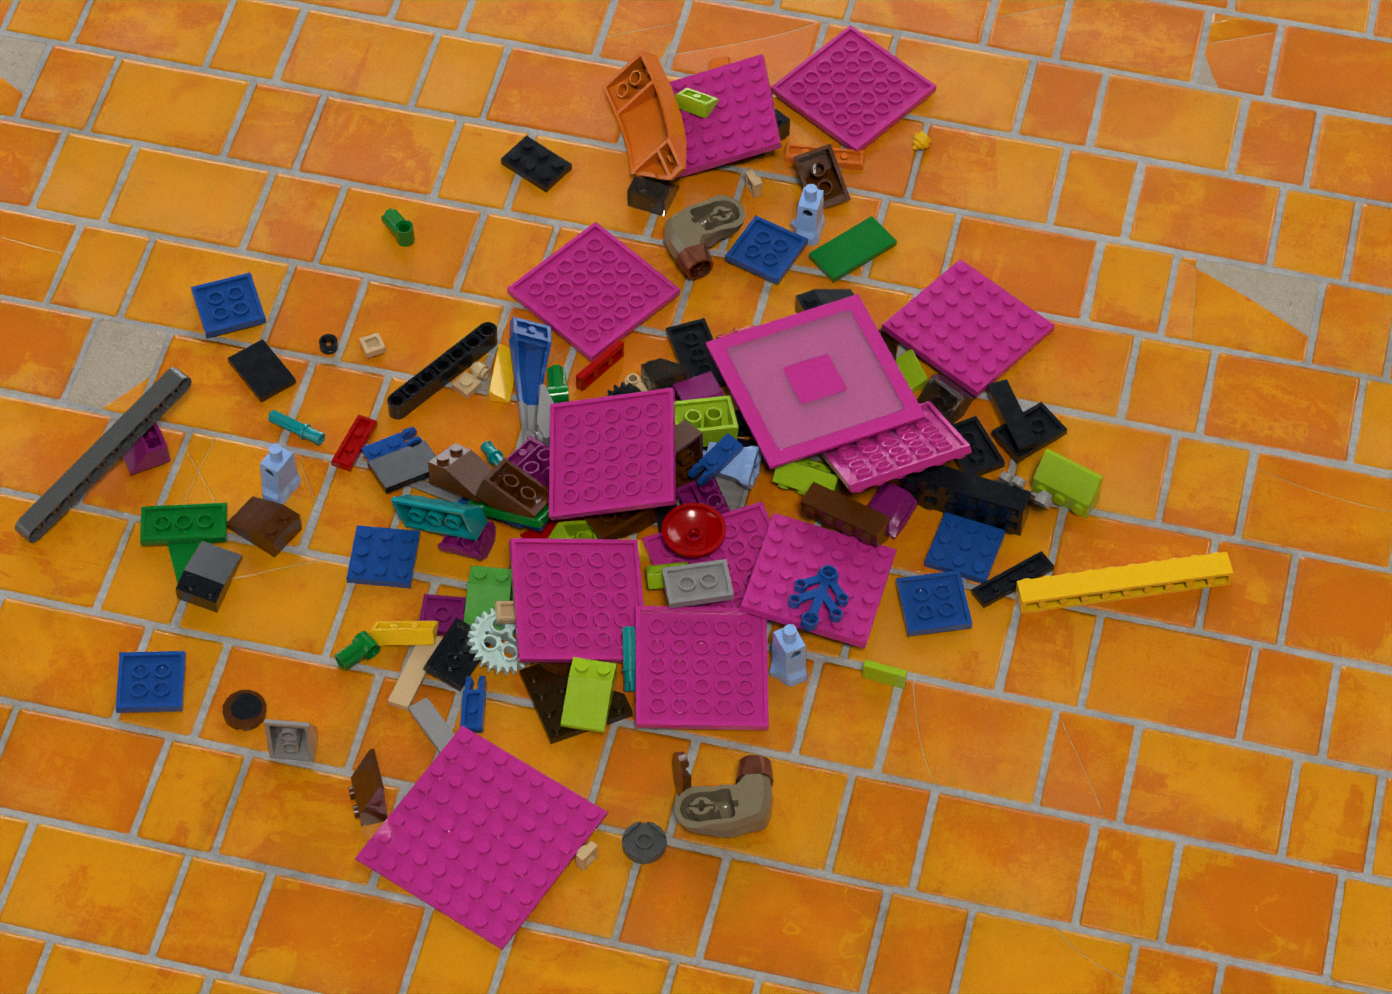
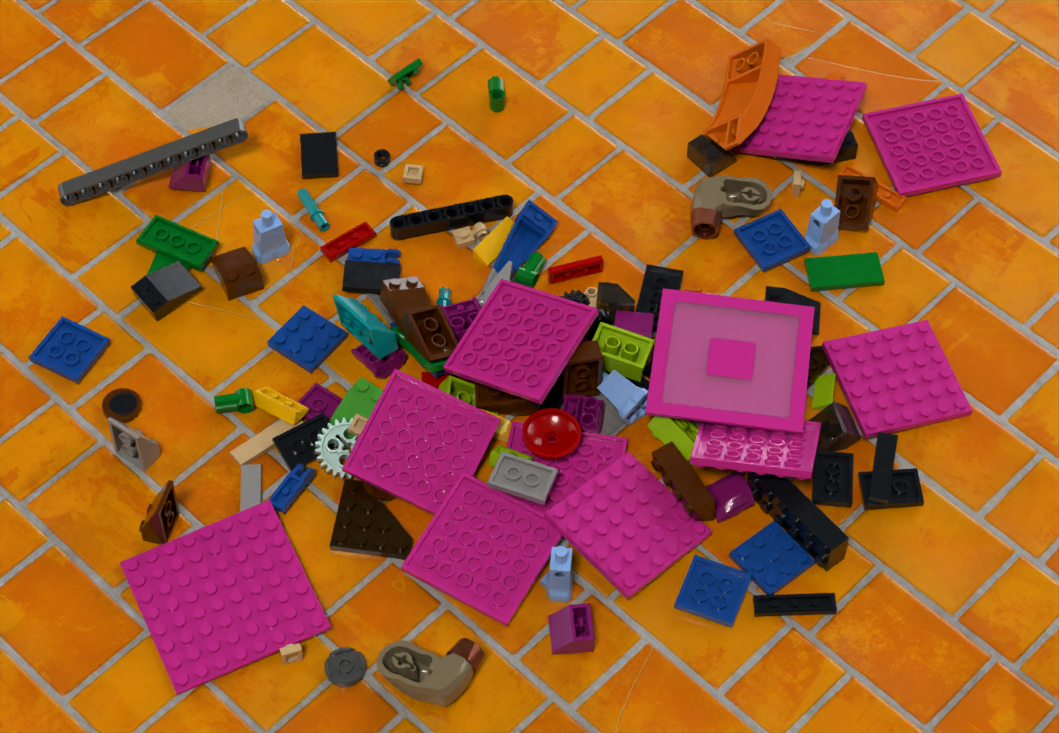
camera: 30 degrees right, 0 degrees up
(228, 305) = (328, 95): blue plate -> none
(288, 253) = (400, 76): none -> green plate
(536, 164) = (636, 93): black plate -> none
(589, 694) = (380, 524): lime slope -> none
(593, 291) = (611, 210): dark pink plate -> none
(629, 657) = (436, 502): teal axle -> none
(681, 777) = (409, 621): reddish brown tile -> none
(696, 102) = (789, 98): lime slope -> none
(716, 459) = (608, 386): blue hinge -> none
(827, 577) = (613, 536): blue plant -> none
(832, 701) = (571, 629): none -> magenta slope
(885, 674) = (631, 629): lime tile -> none
(921, 141) = (959, 210): yellow plate -> none
(1042, 498) = (853, 547): light grey plant -> none
(1068, 483) = (891, 547): lime slope -> none
(1124, 582) = (887, 655): yellow brick -> none

